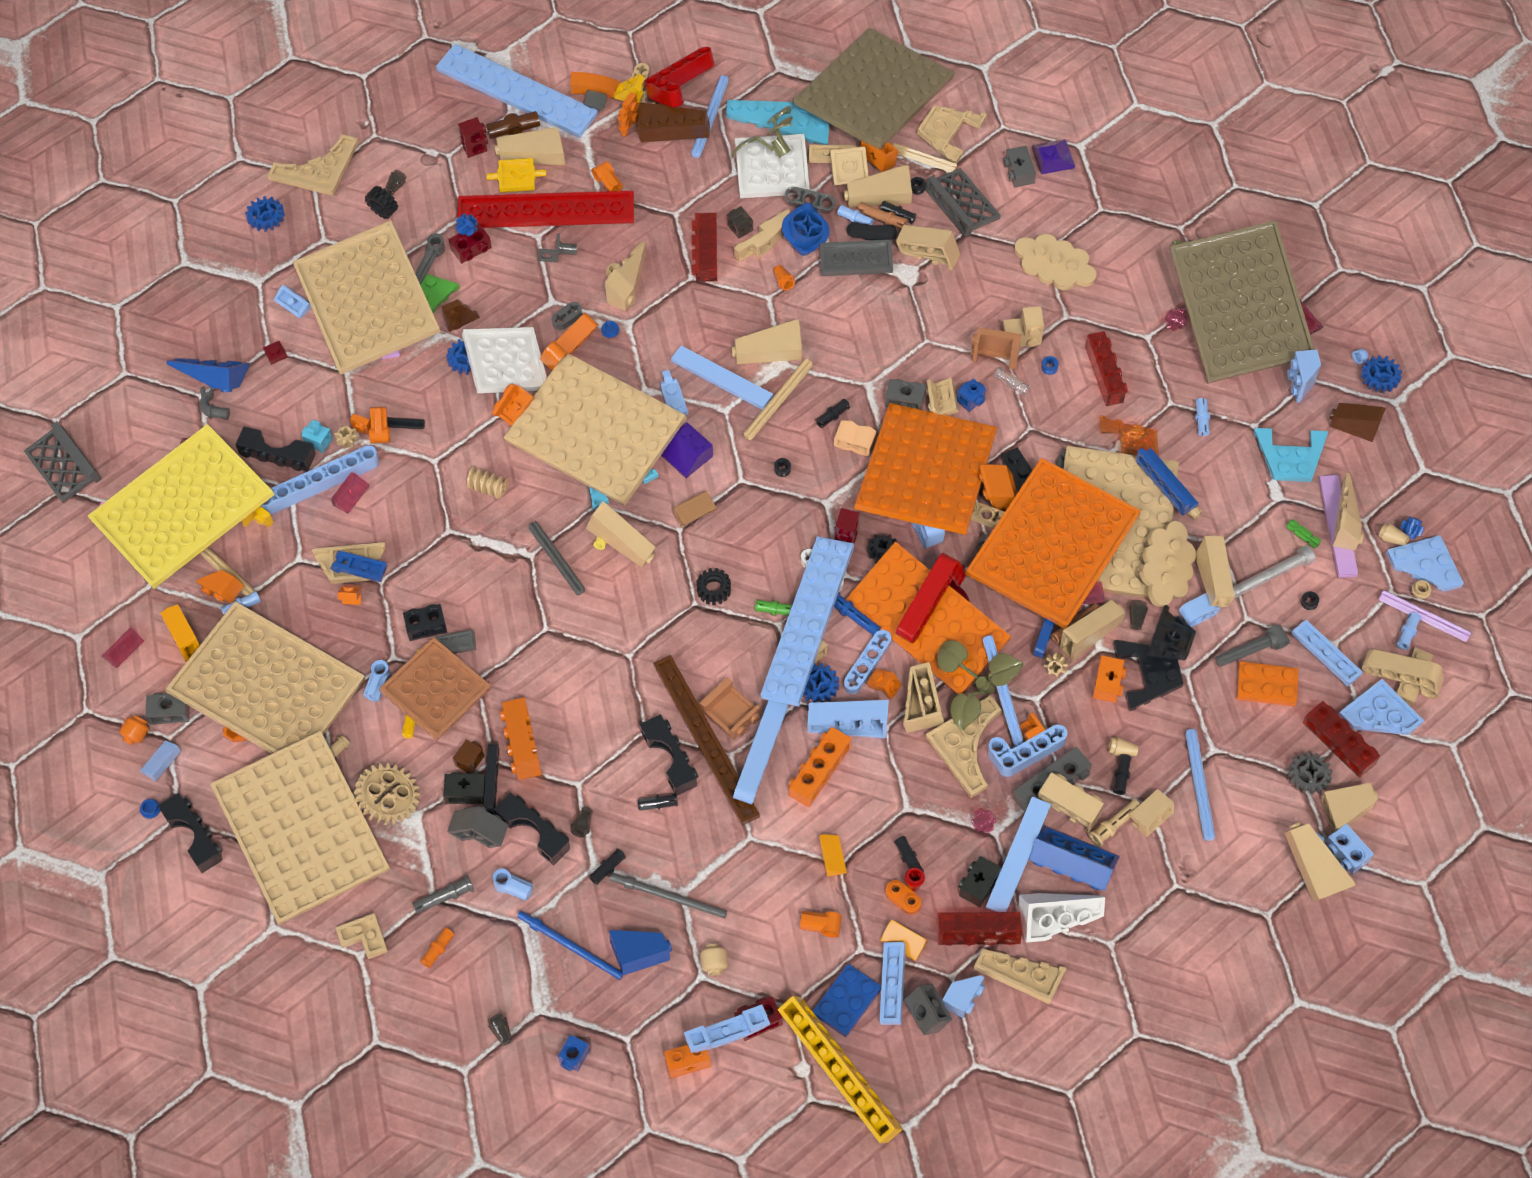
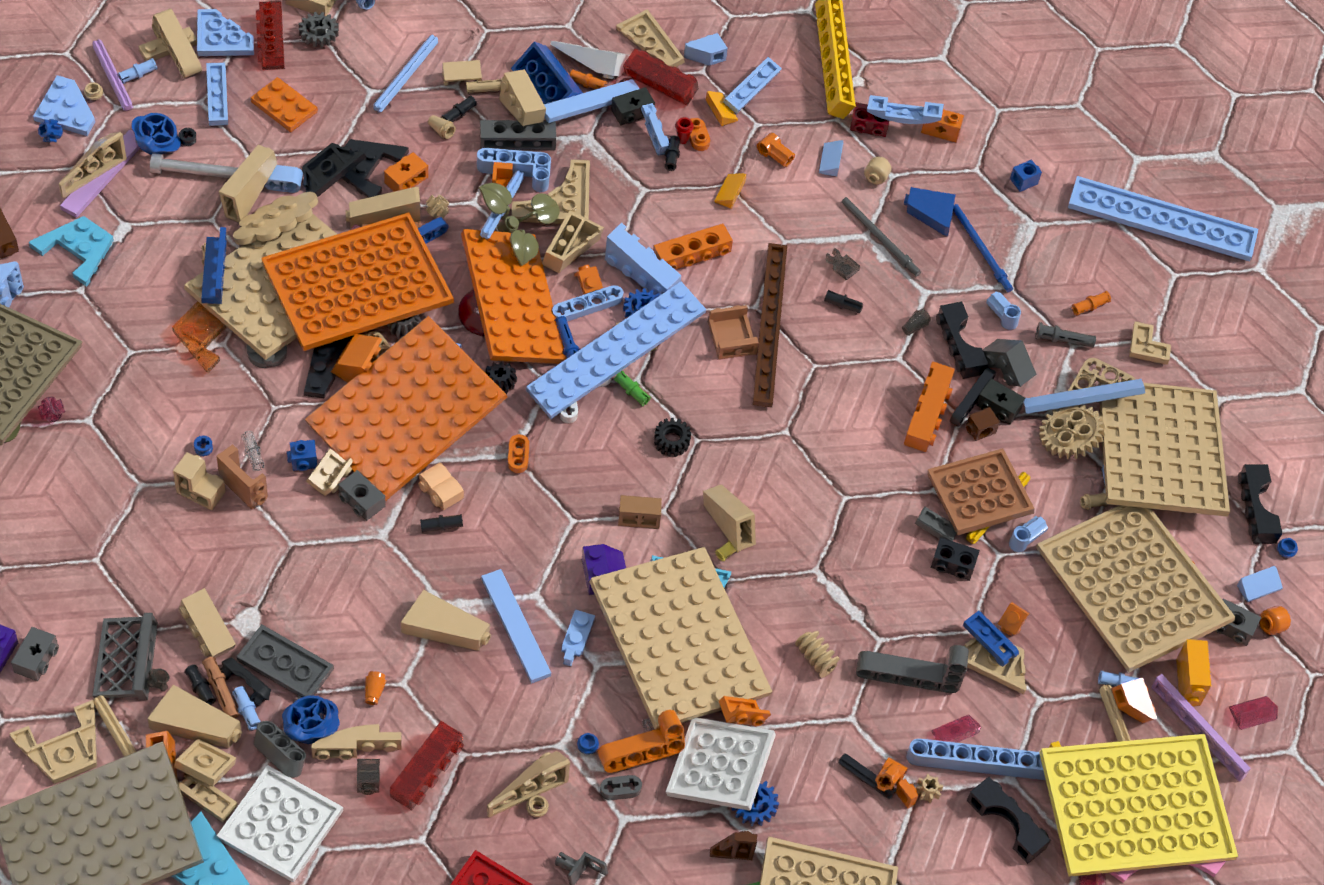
camera: 155 degrees left, 5 degrees down
(157, 602) = (1199, 725): none -> lavender tile
(317, 435) = (959, 807): medium azure brick -> none
(391, 828) = (1084, 396): none -> light blue tile
(395, 859) = (1093, 376): none -> tan beam
(405, 513) = (915, 672): none -> dark grey beam
(415, 1094) = (1163, 218): none -> light blue plate
(499, 1026) = (1072, 223): clear smoke cone -> none
(556, 558) = (795, 549): dark grey axle -> none
(607, 866) = (917, 280): black pin -> none
(658, 735) = (809, 347): black arch -> none
(680, 839) = (844, 266): none -> clear smoke plate
(760, 751) = (737, 279): light blue beam -> none
(767, 952) = (831, 158): none -> light blue slope
(778, 399) = (479, 570): tan axle -> none
(779, 144) = (259, 807): olive plant -> none
(782, 462) = (524, 509): black bush -> none
(822, 500) = (518, 455): none -> orange plate
(847, 526) = (521, 402): dark red brick -> none
(847, 1000) = (793, 98): blue plate -> none
(920, 182) = (147, 700): black bush -> none
(928, 195) = (162, 676): none -> clear smoke plate
(928, 1009) = (741, 51): dark grey brick -> none
(940, 863) = (654, 129): none -> light blue hinge
(945, 571) = (494, 294): red beam -> none
(983, 821) = (595, 139): clear pink gear -> none
(1041, 884) = (587, 80): none -> orange pin
(1055, 262) = (99, 539): tan plate -> none
(1105, 368) = (160, 405): clear red brick -> none
(1137, 611) = (333, 206): clear smoke cone -> none
(1202, 417) = (119, 317): light blue pin -> none
(1274, 638) = (246, 125): dark grey axle -> none
(1303, 534) = (138, 183): bright green axle -> none
(1326, 558) = (159, 133): none -> blue piece
(1393, 535) = (71, 136): tan cone -> none

